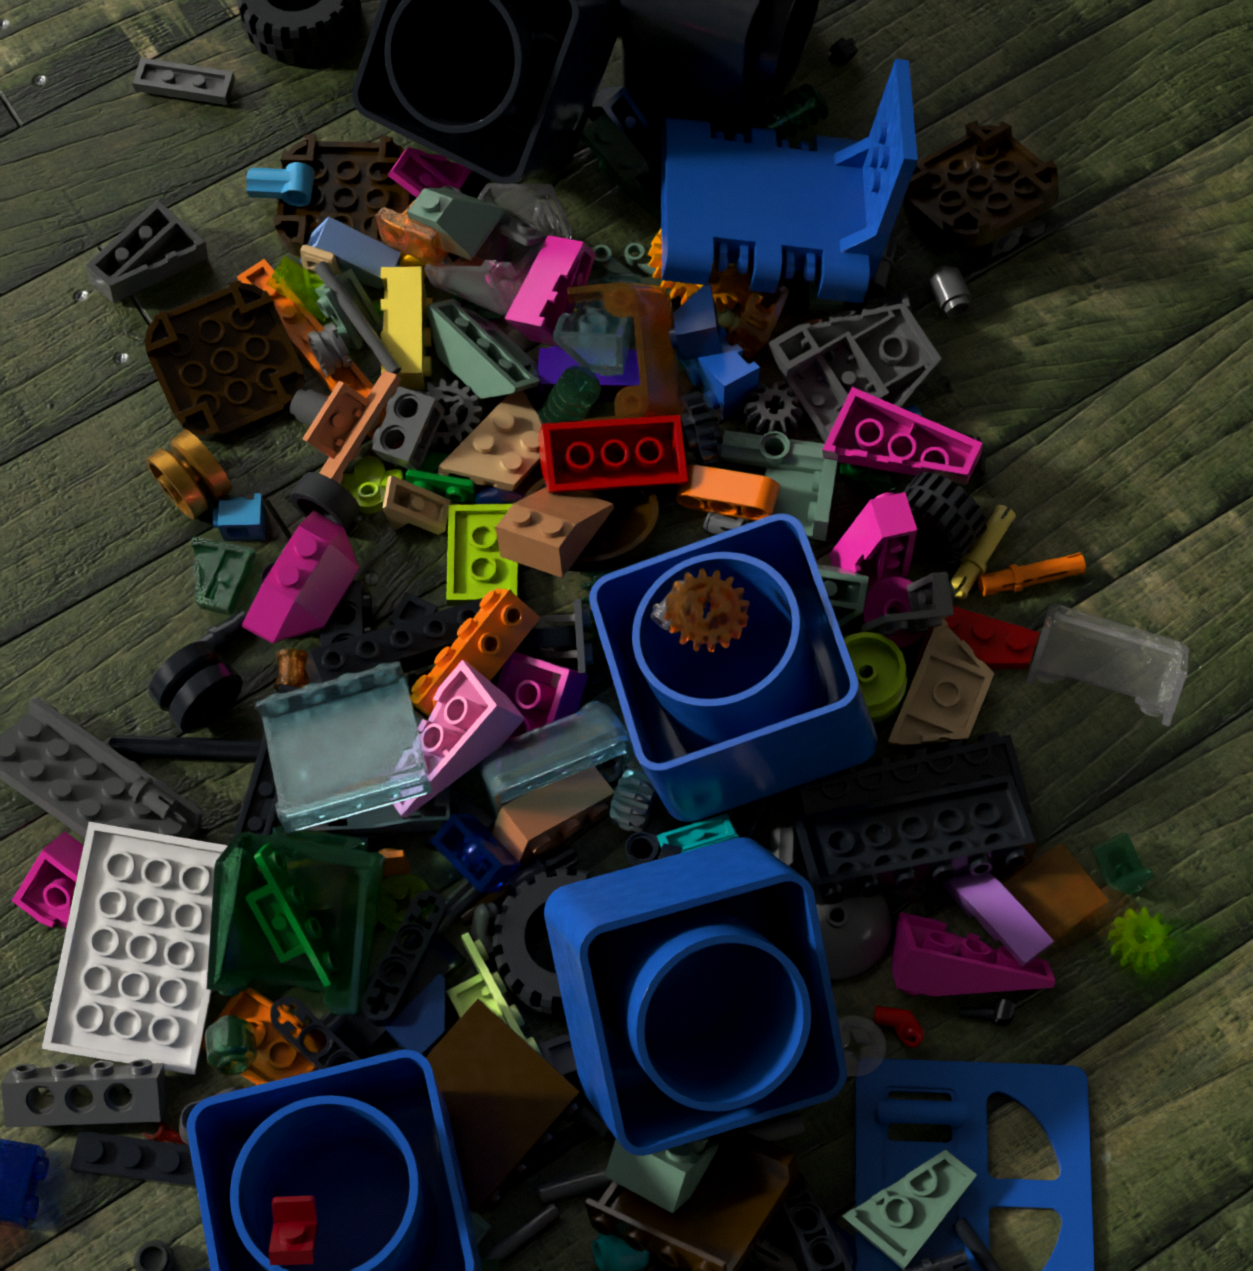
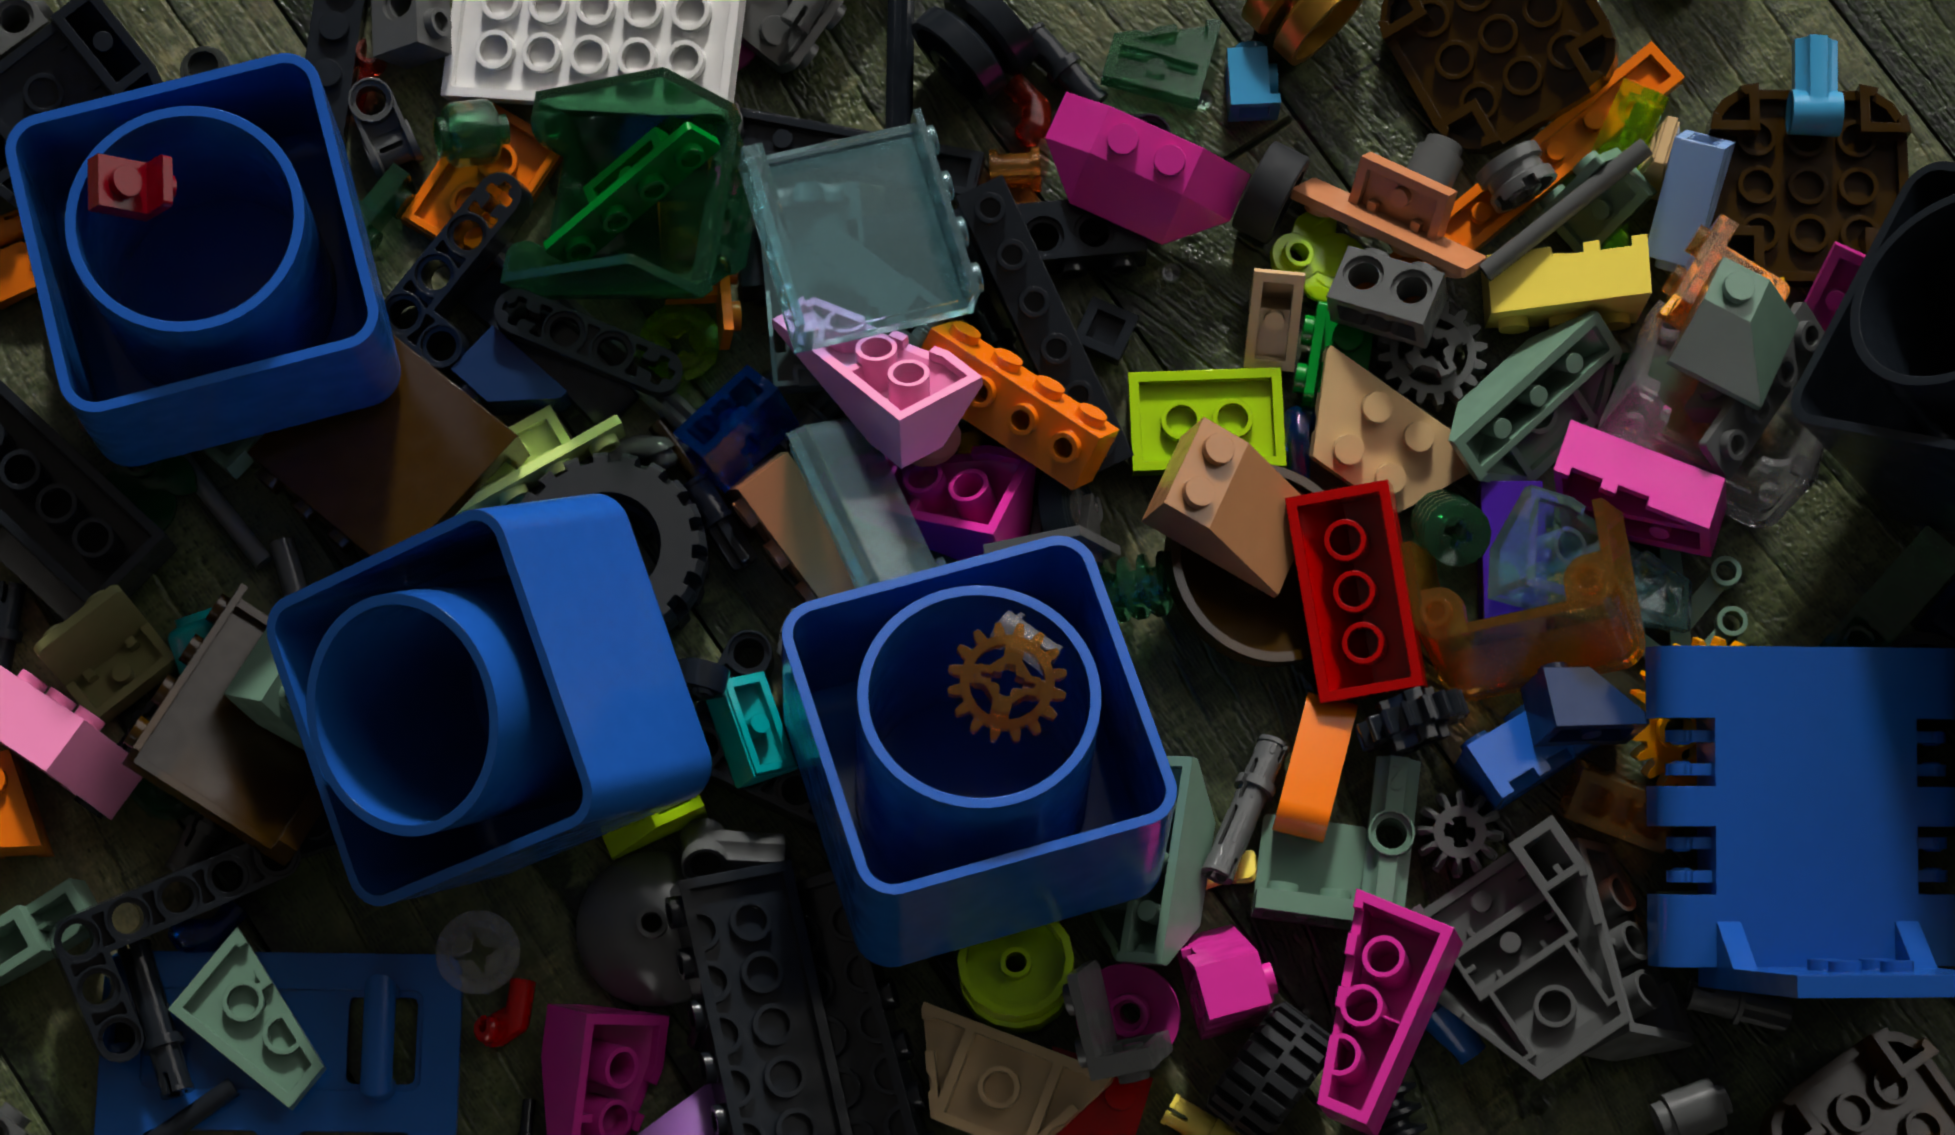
camera: 85 degrees right, 10 degrees up
(250, 657) = (1035, 110): none -> clear red arm

